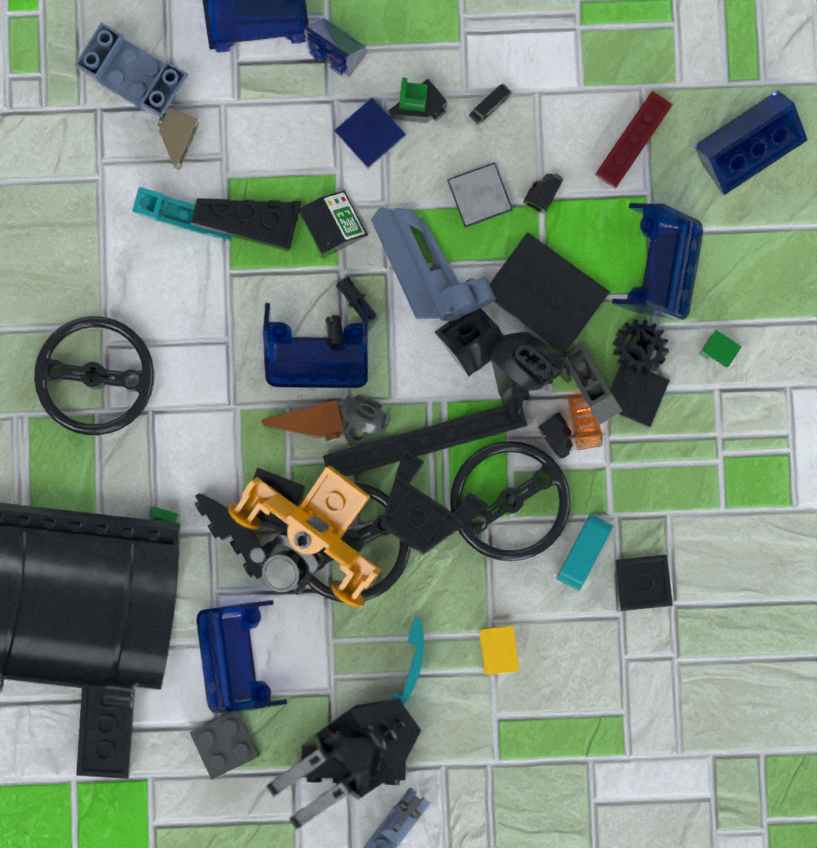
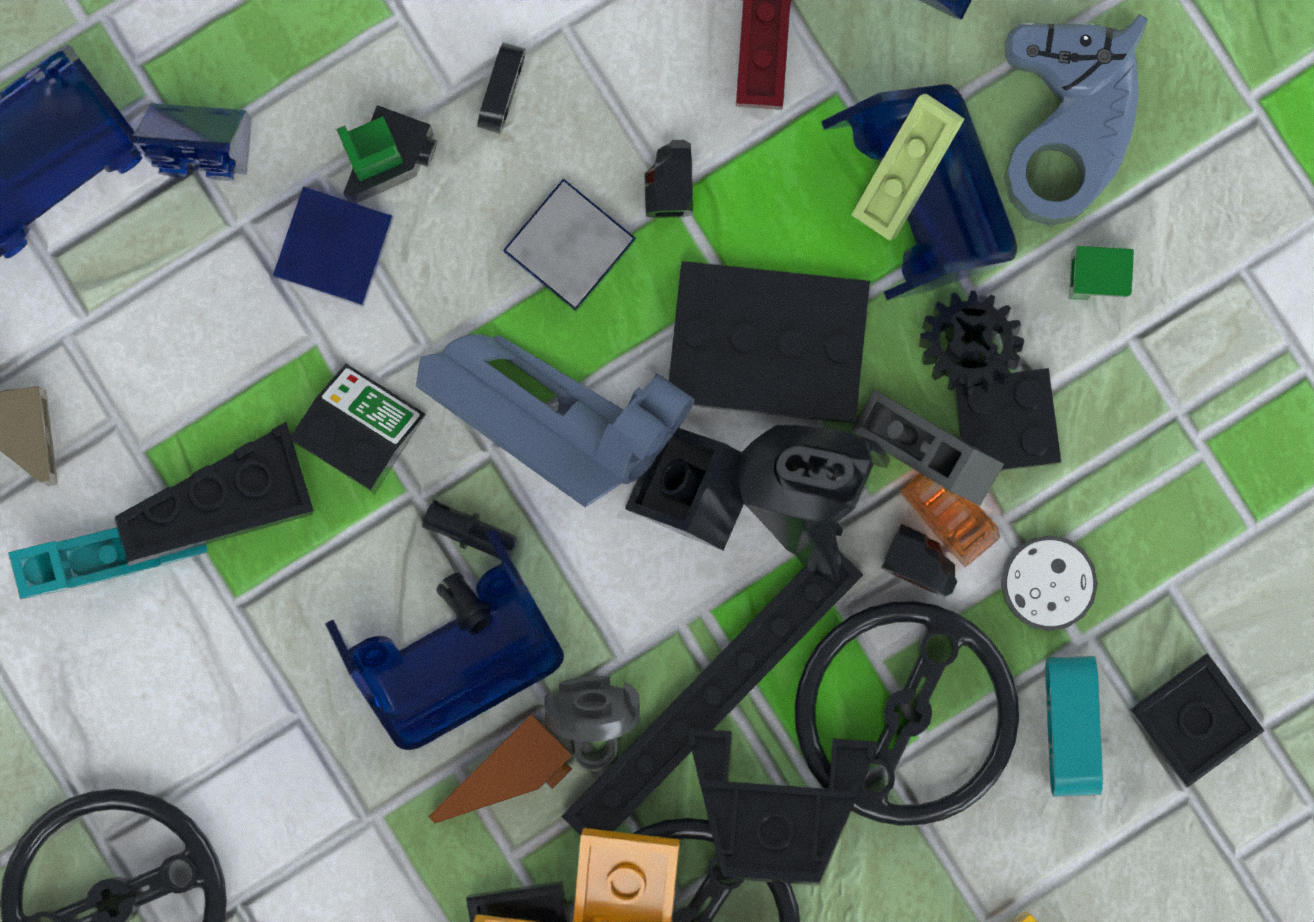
camera: 30 degrees left, 0 degrees up
(612, 480) = (1049, 583): none -> white tile
(658, 248) = (907, 166): none -> yellowish green plate
(768, 263) = (1098, 90): none -> sand blue animal

